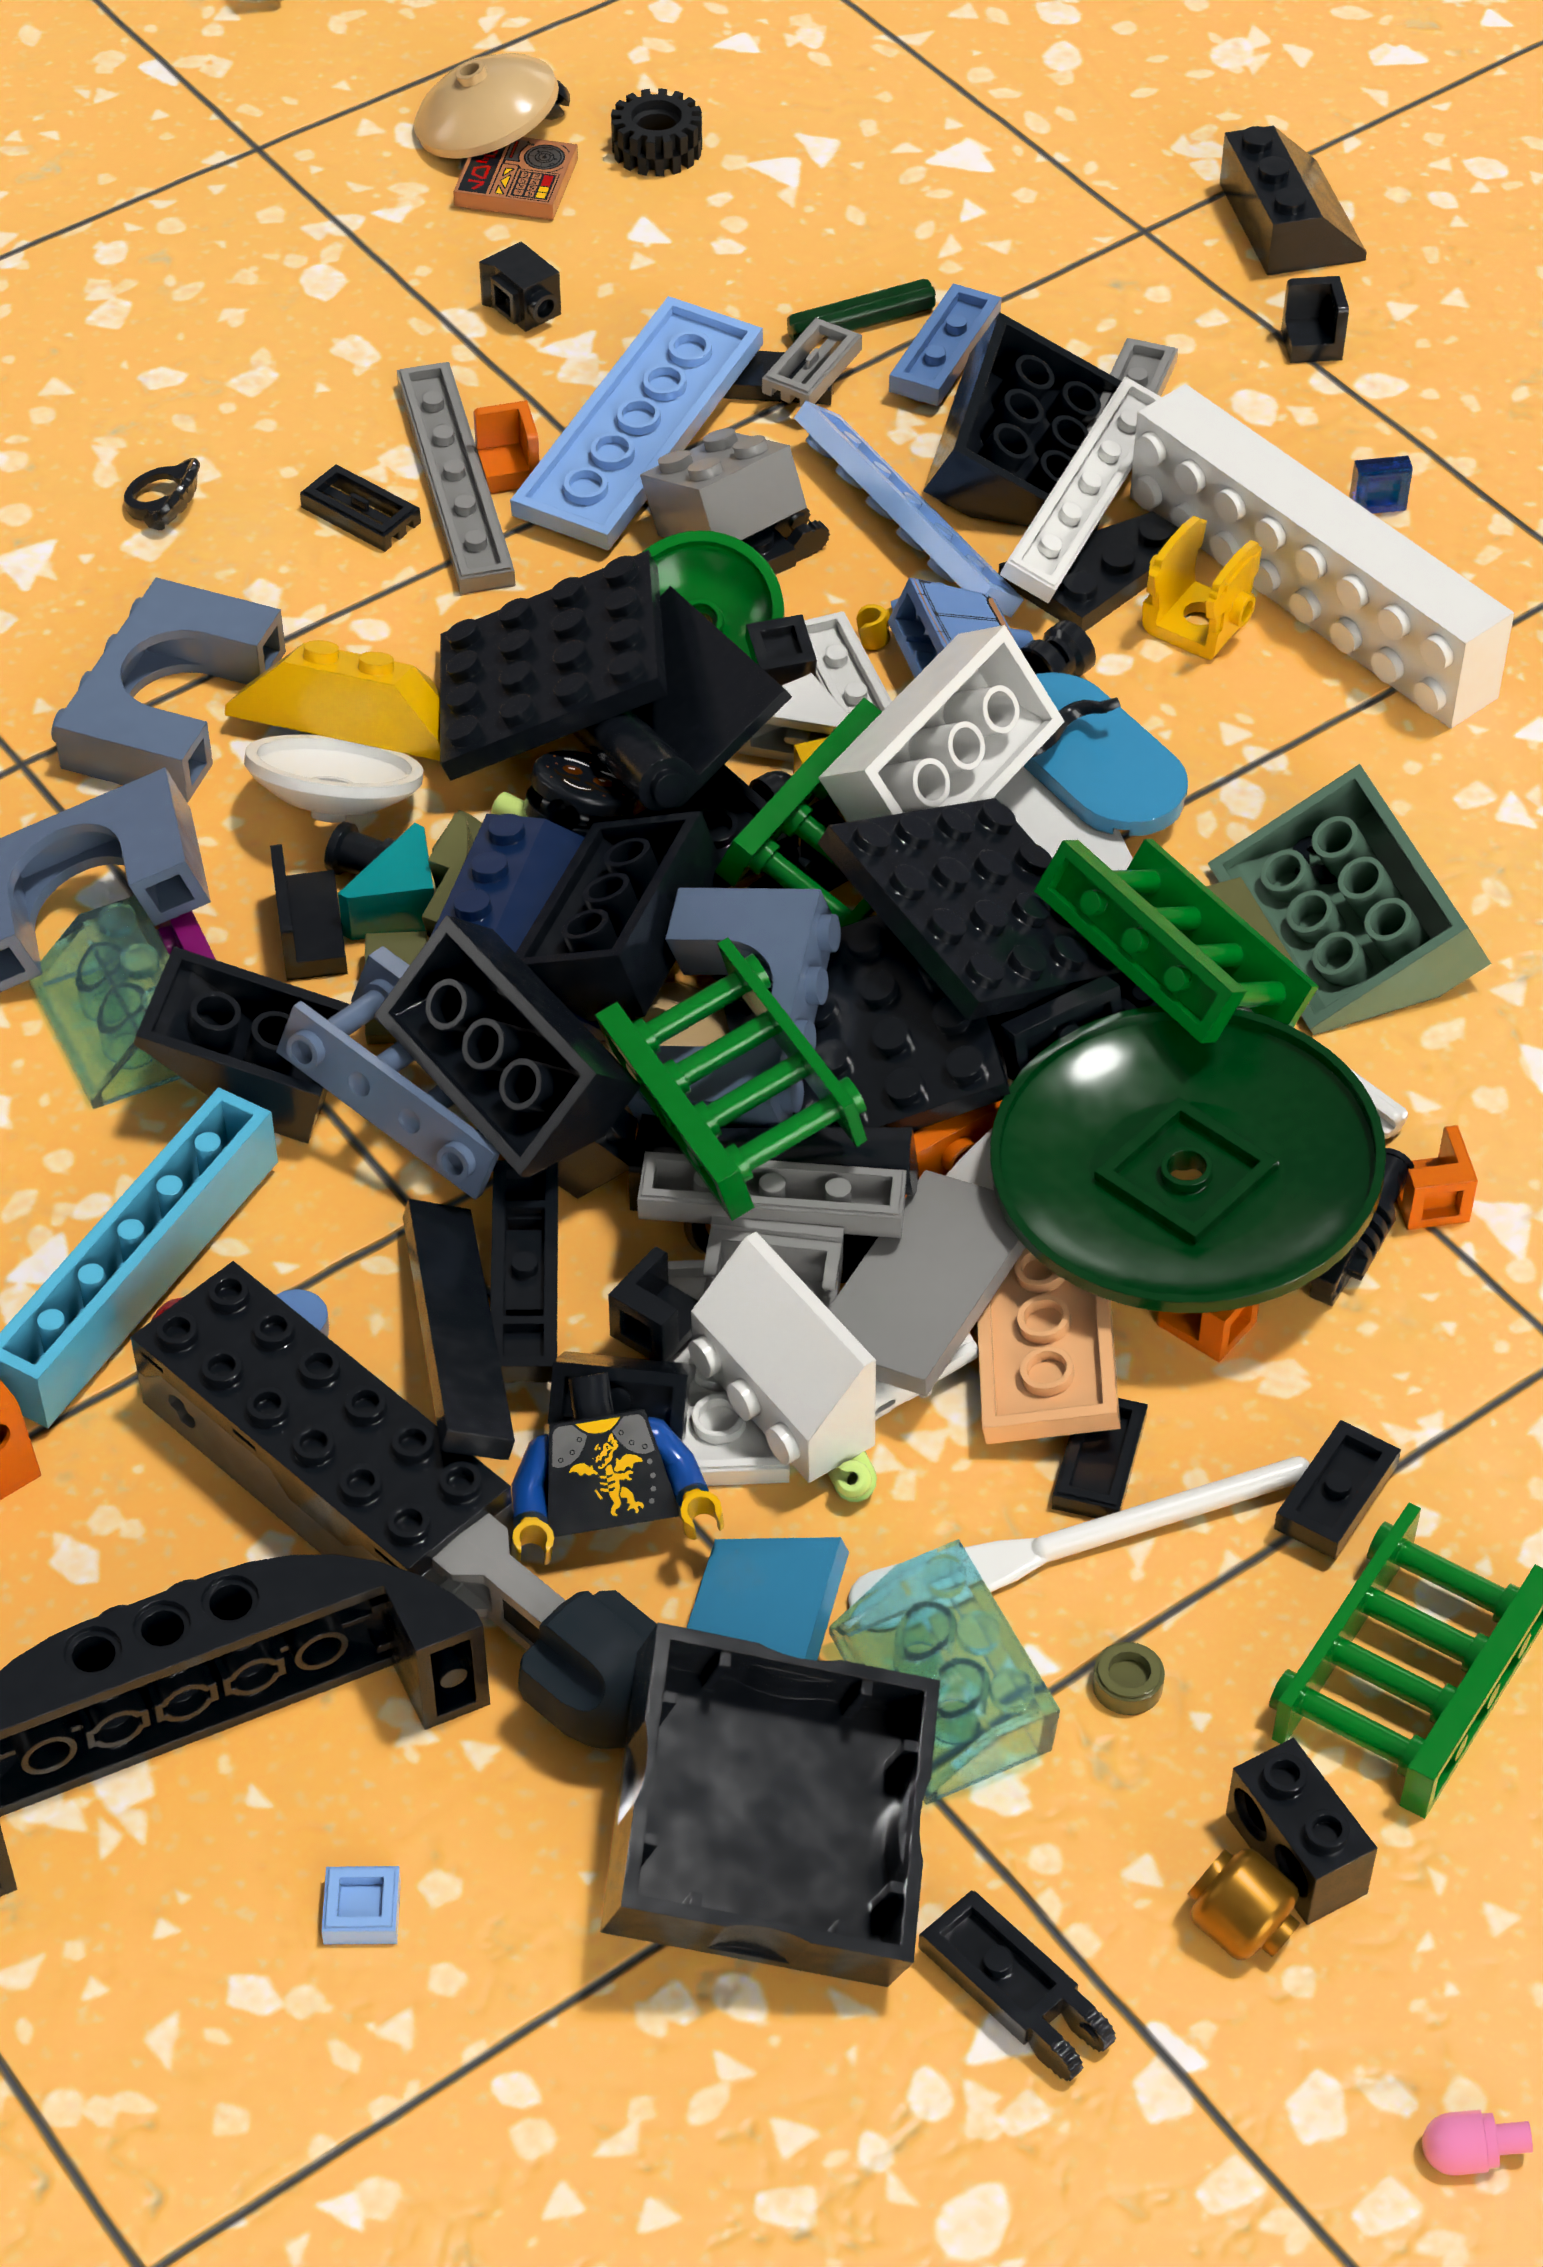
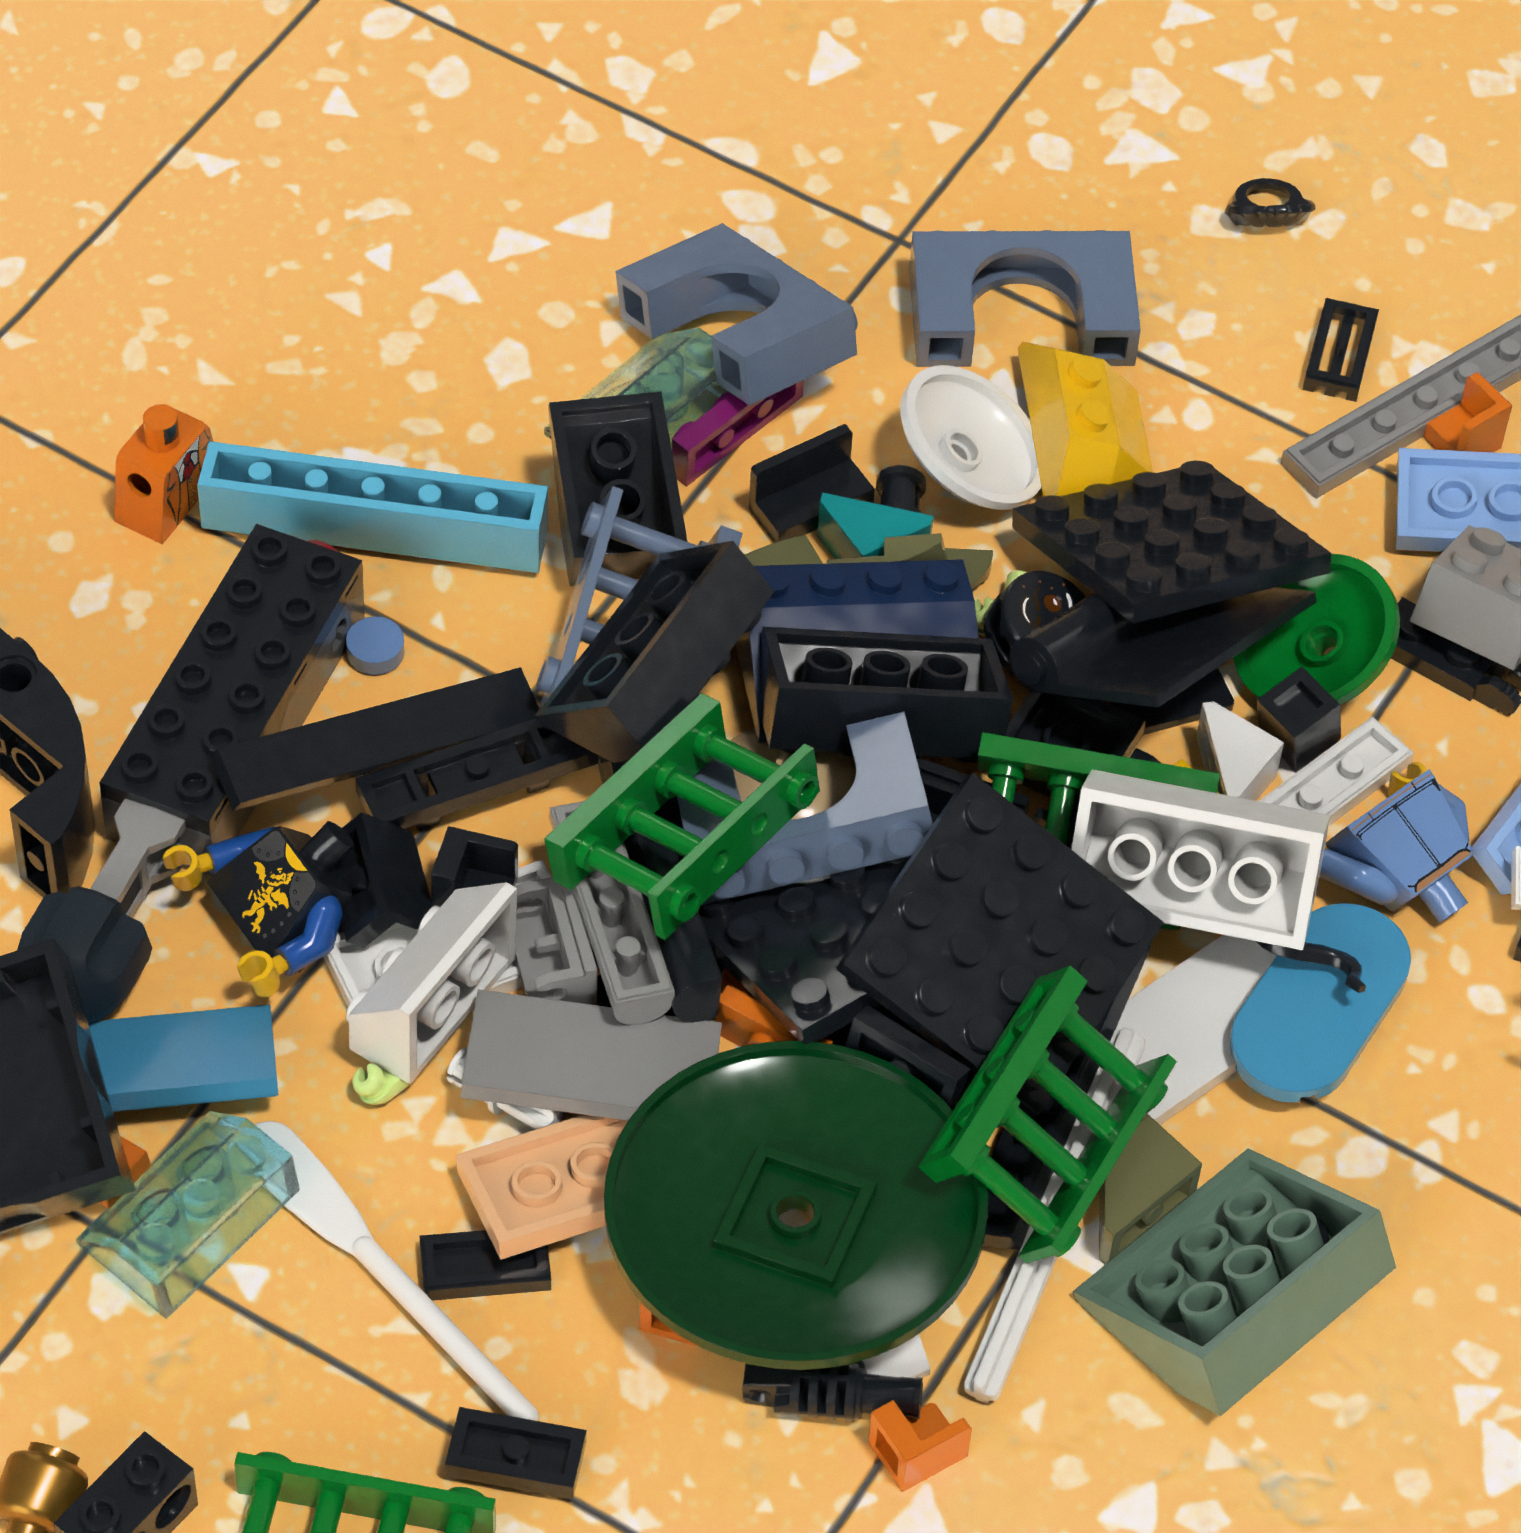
camera: 65 degrees right, 5 degrees up
(1062, 650) = (1453, 941): black wheel -> none
(1128, 1678) = (254, 1351): olive tile -> none

